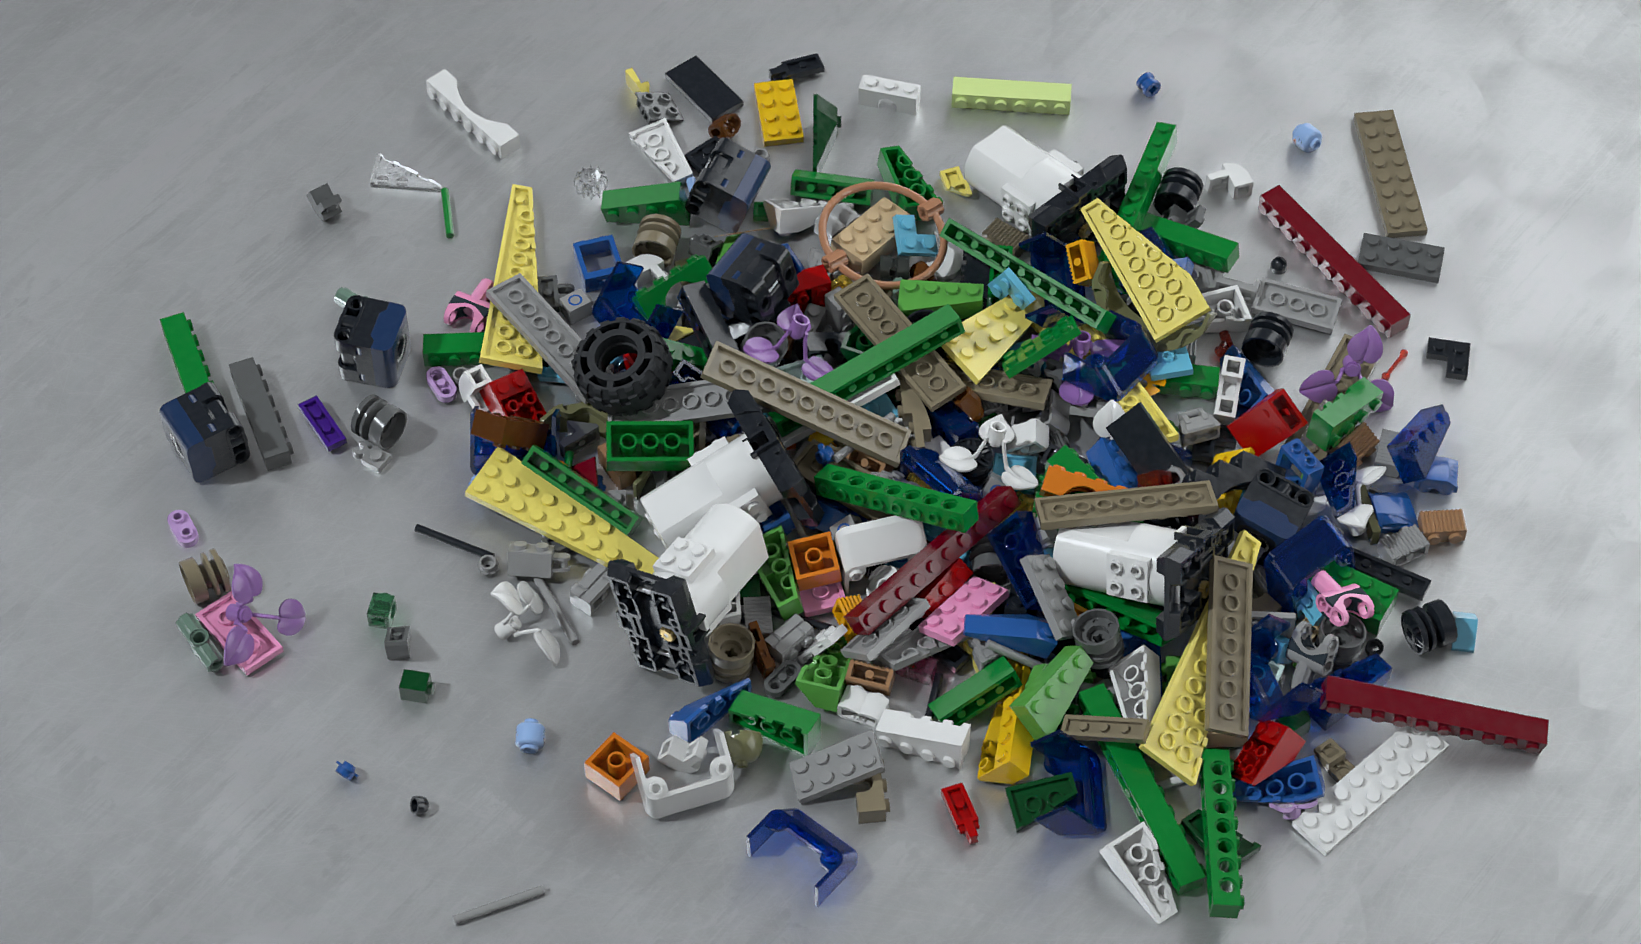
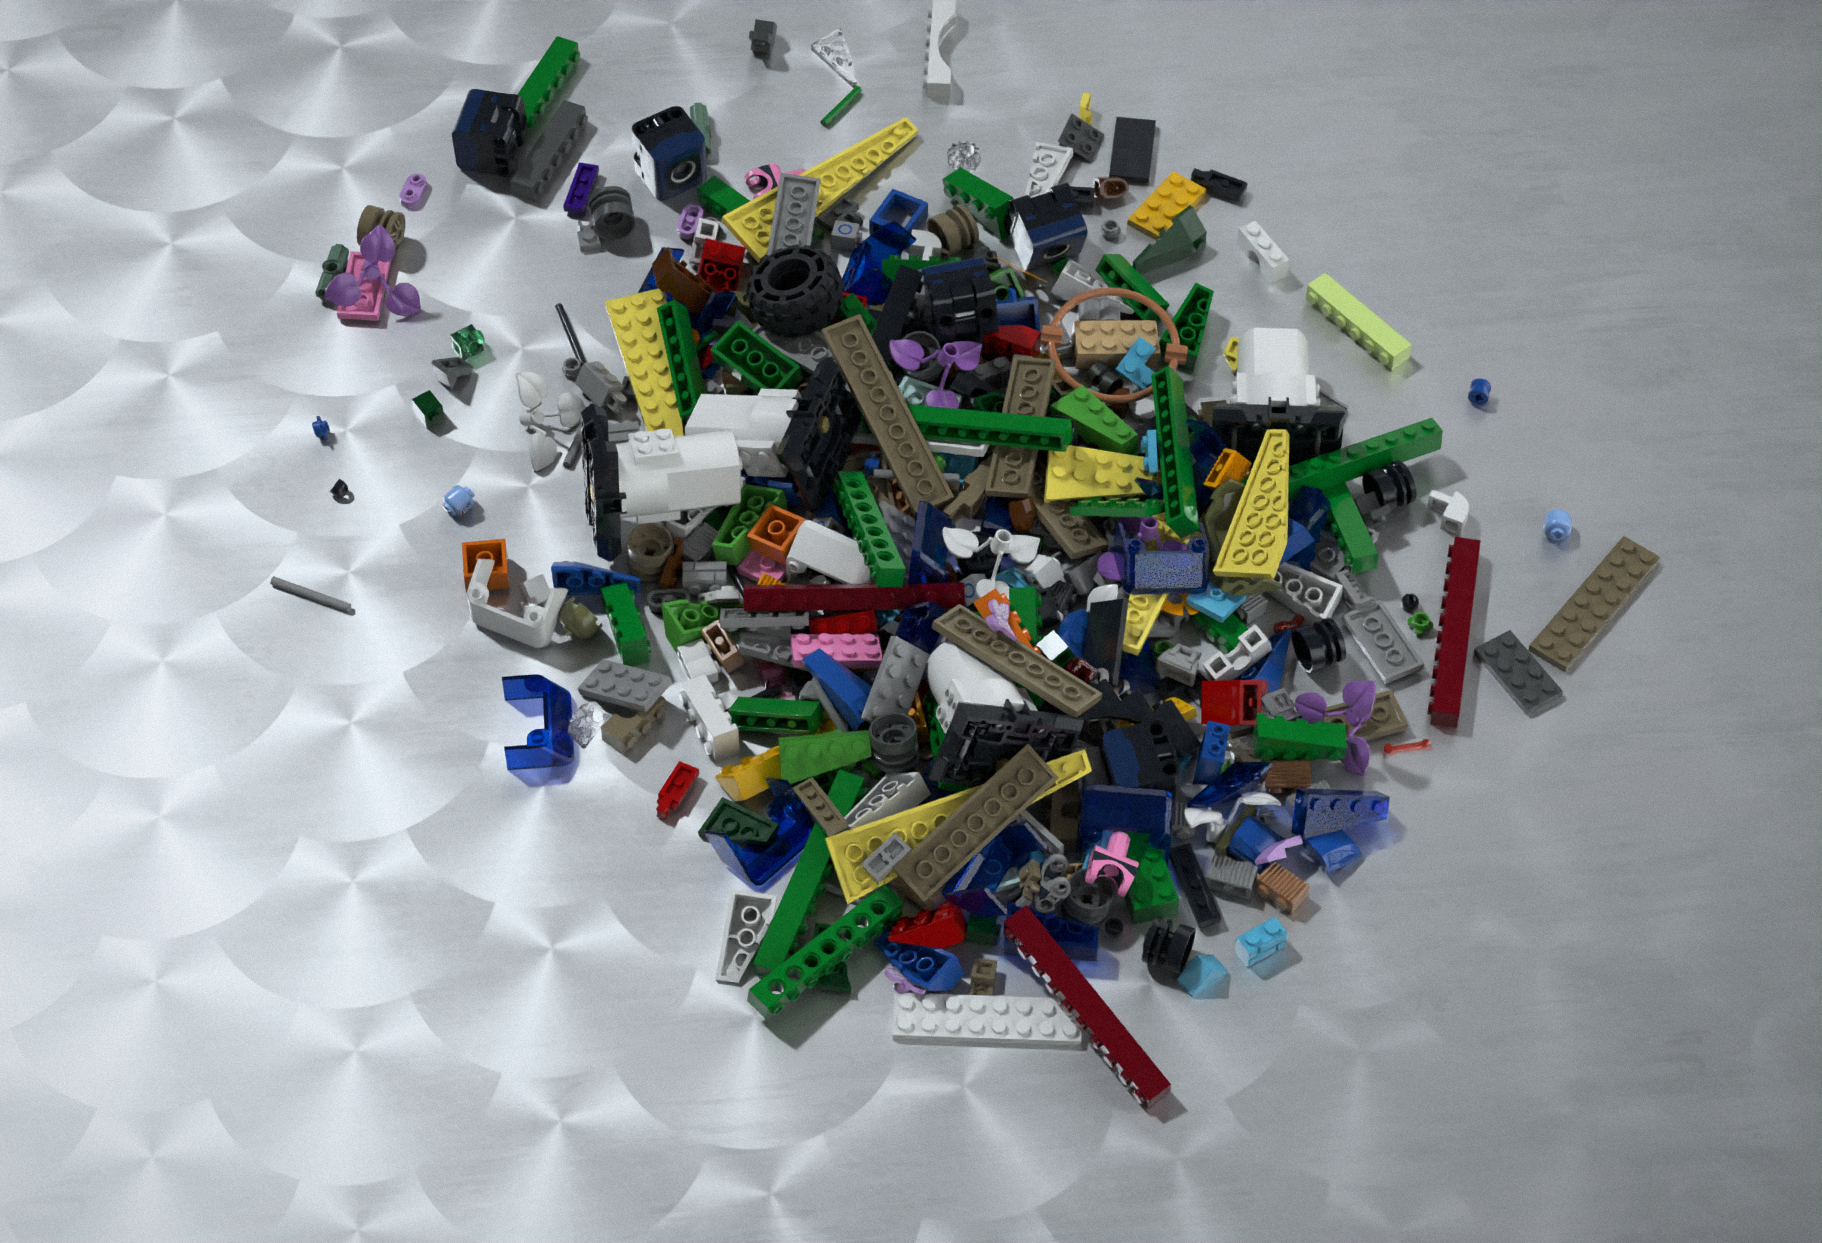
camera: 45 degrees right, 0 degrees up
(843, 817) = (586, 723): none -> clear slope
(1083, 486) = (998, 620): none -> lavender animal
(1129, 476) = (1055, 649): none -> brick
(1200, 724) = (887, 856): none -> light grey hinge
(1294, 658) = (1029, 876): none -> dark tan plate
(1302, 273) = (1420, 617): none -> bright green plate
(1303, 401) = (1280, 704): none -> light grey plate
(1414, 502) = (1277, 850): none -> lavender slope
(1453, 352) = (1464, 776): black plate -> none
(1476, 574) = (1261, 941): none -> medium azure brick

